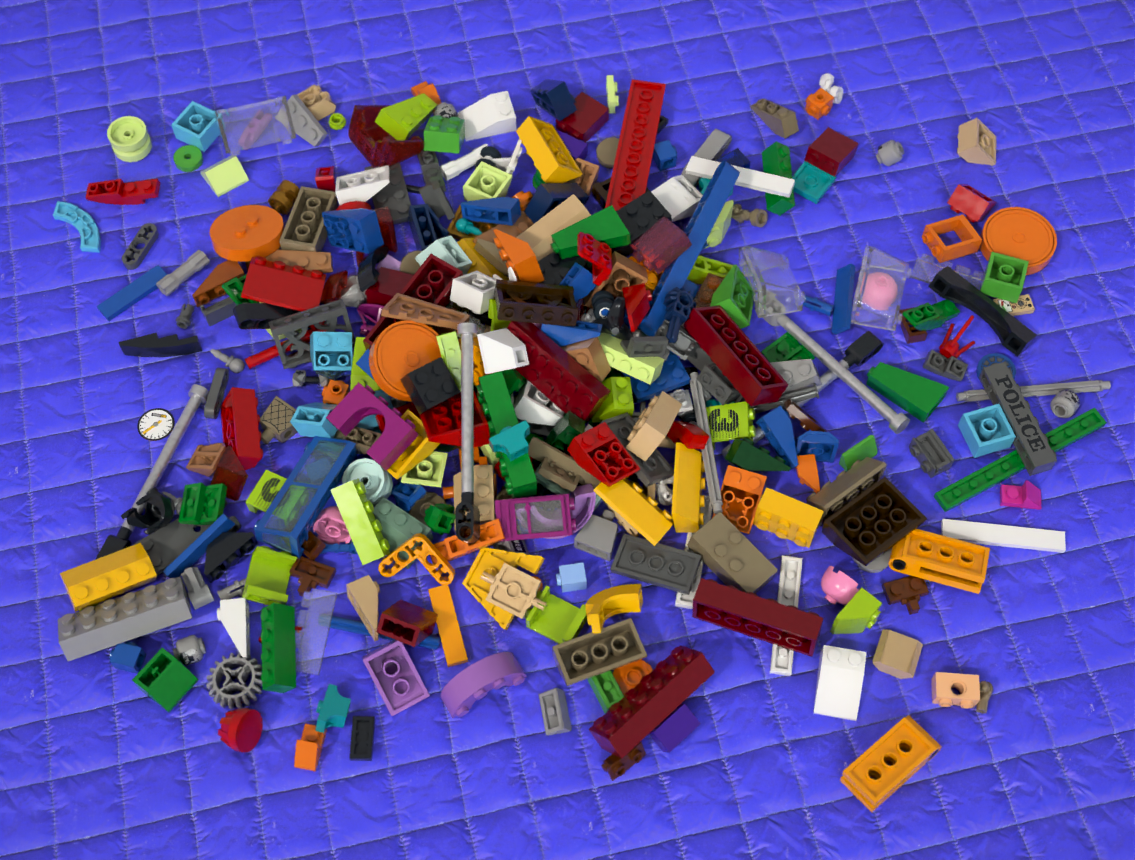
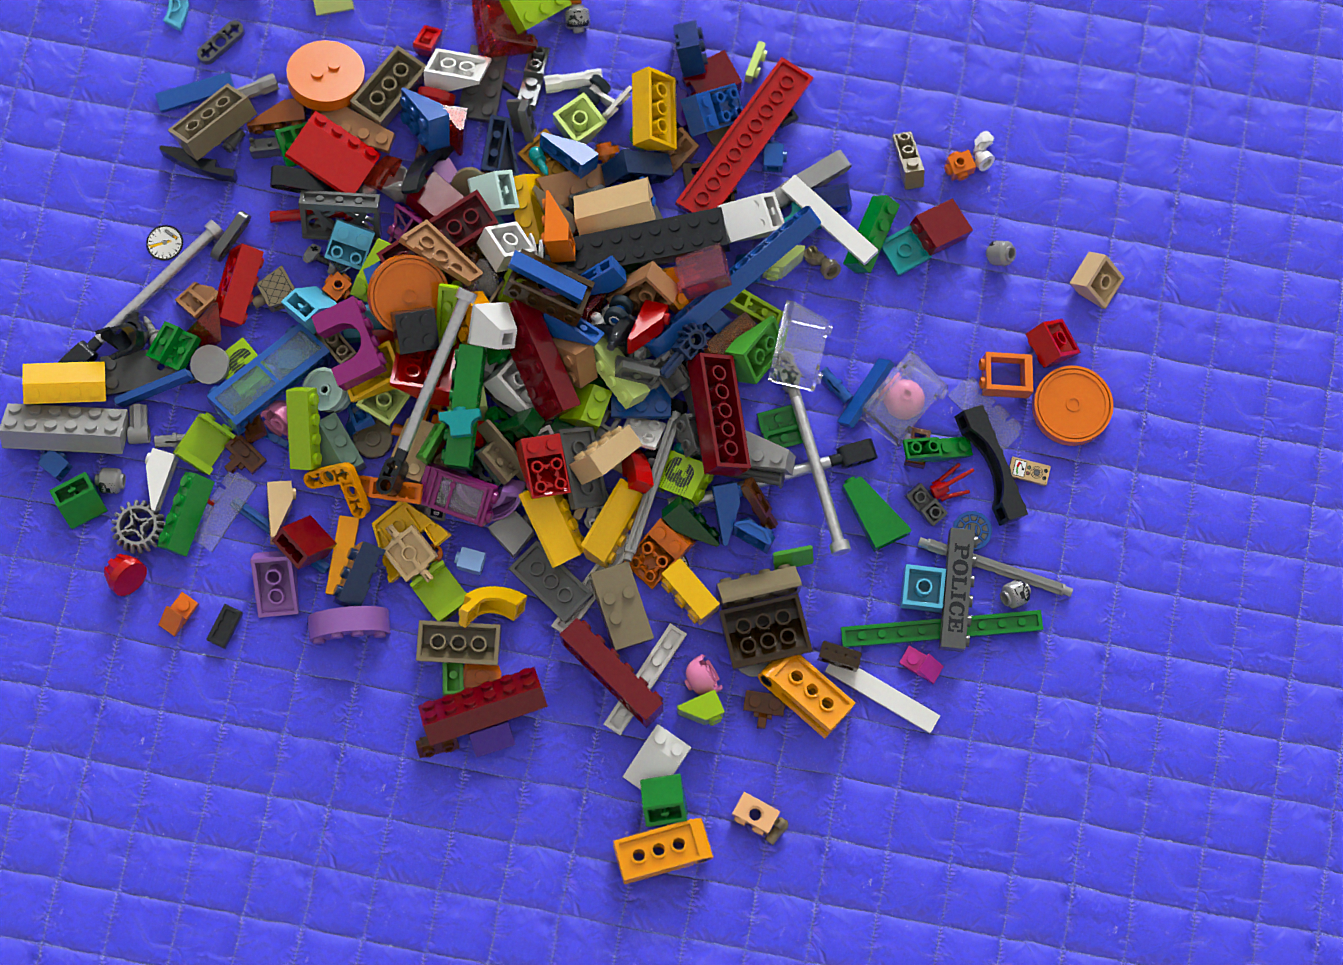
camera: 20 degrees right, 15 degrees up
(161, 302) = (212, 121): none -> dark tan slope
(226, 552) = (176, 402): black slope -> none
(235, 364) = (260, 212): light grey bar -> none
(245, 504) = (210, 364): none -> light grey tile
(284, 197) = (378, 48): pearl gold wheel -> none
(332, 710) = (208, 590): teal brick -> none
(440, 518) = (376, 453): green piece -> none
(444, 134) = (563, 43): bright green brick -> none
(471, 629) = (357, 574): none -> dark blue wedge
(489, 117) = (618, 37): white slope -> none
(490, 478) = (431, 443): none -> bright green slope
(530, 292) = (547, 276): none -> blue tile
(555, 712) = (399, 676): light grey slope -> none
(595, 134) = (712, 109): none -> blue slope
(598, 254) = (628, 261): red bracket -> none
(603, 226) = (639, 233): green slope -> none
(808, 471) = (735, 553): orange slope -> none
(867, 713) = (663, 800): none -> green slope
(897, 654) = (723, 759): tan slope -> none
(931, 453) = (860, 587): dark grey hinge -> none
(951, 517) = (839, 656): none -> dark brown bracket
(1004, 277) = (1030, 440): bright green brick -> none

